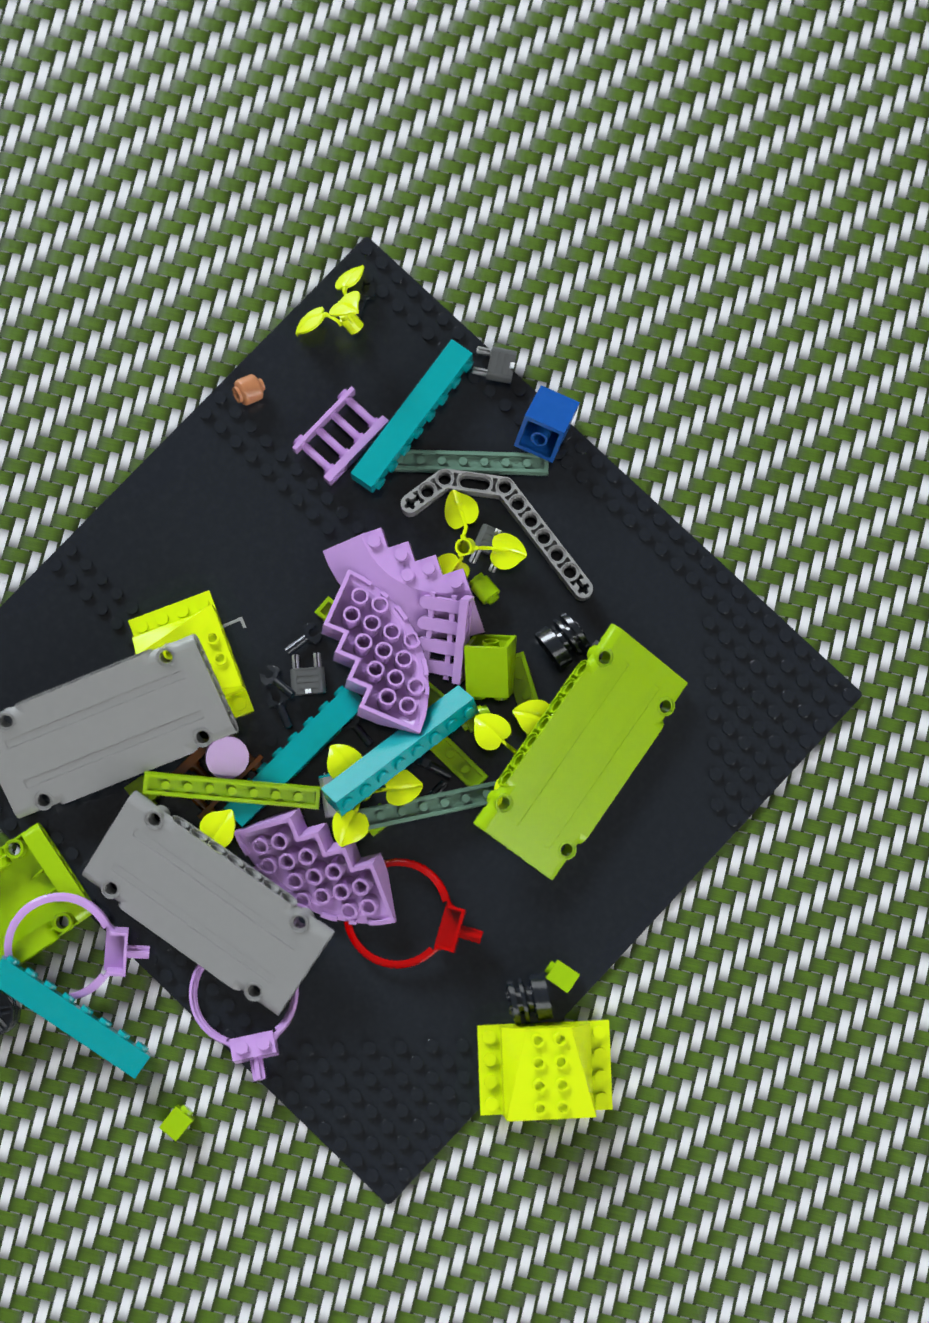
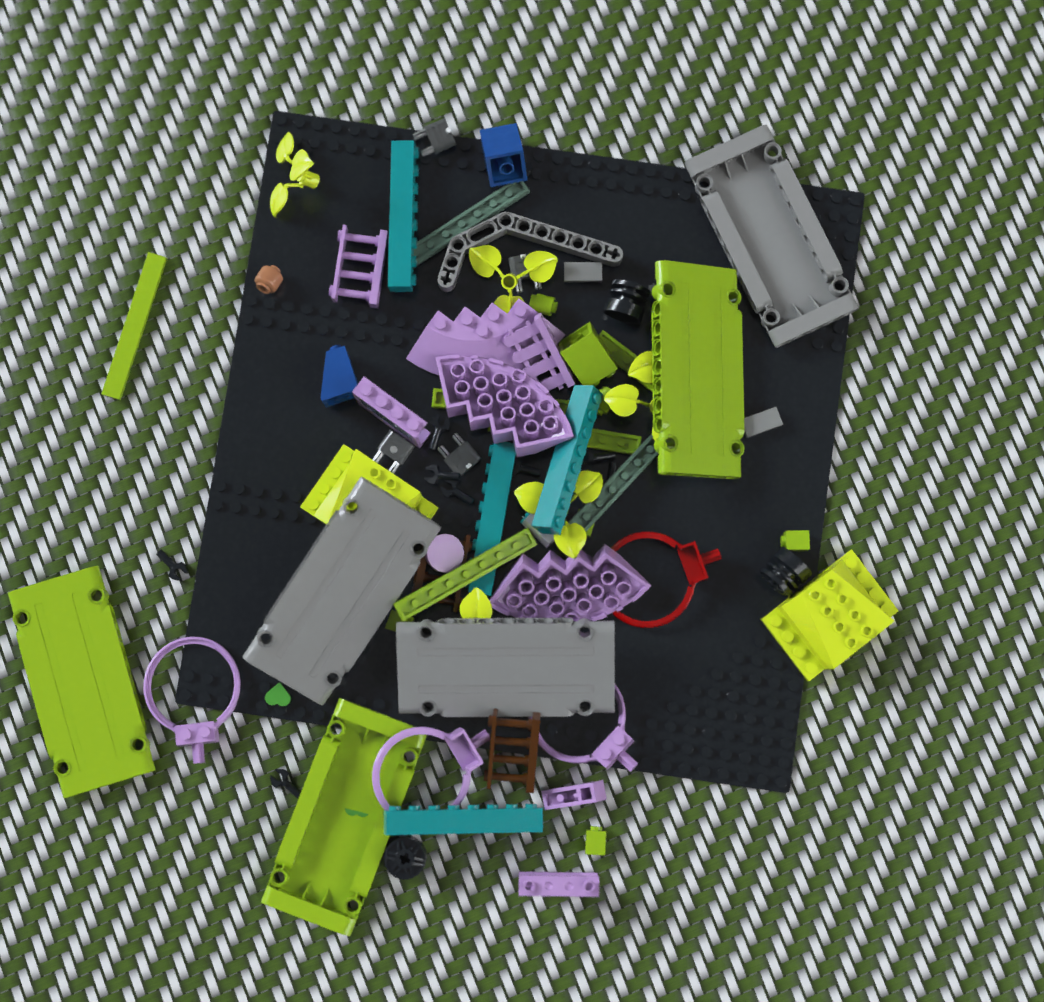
camera: 30 degrees left, 0 degrees up
(97, 347) = (134, 326): none -> lime tile
(113, 1137) = (559, 884): none -> lavender fence
(180, 988) = (530, 743): none -> reddish brown fence
(189, 1065) = (574, 795): none -> lavender slope
(246, 525) = (338, 377): none -> blue slope
(253, 627) = (394, 447): none -> dark grey piece
(269, 593) = (391, 412): none -> lavender panel
(543, 584) = (582, 271): none -> light grey tile
(610, 842) = (762, 422): none -> light grey tile
(744, 673) = (771, 235): none -> light grey panel

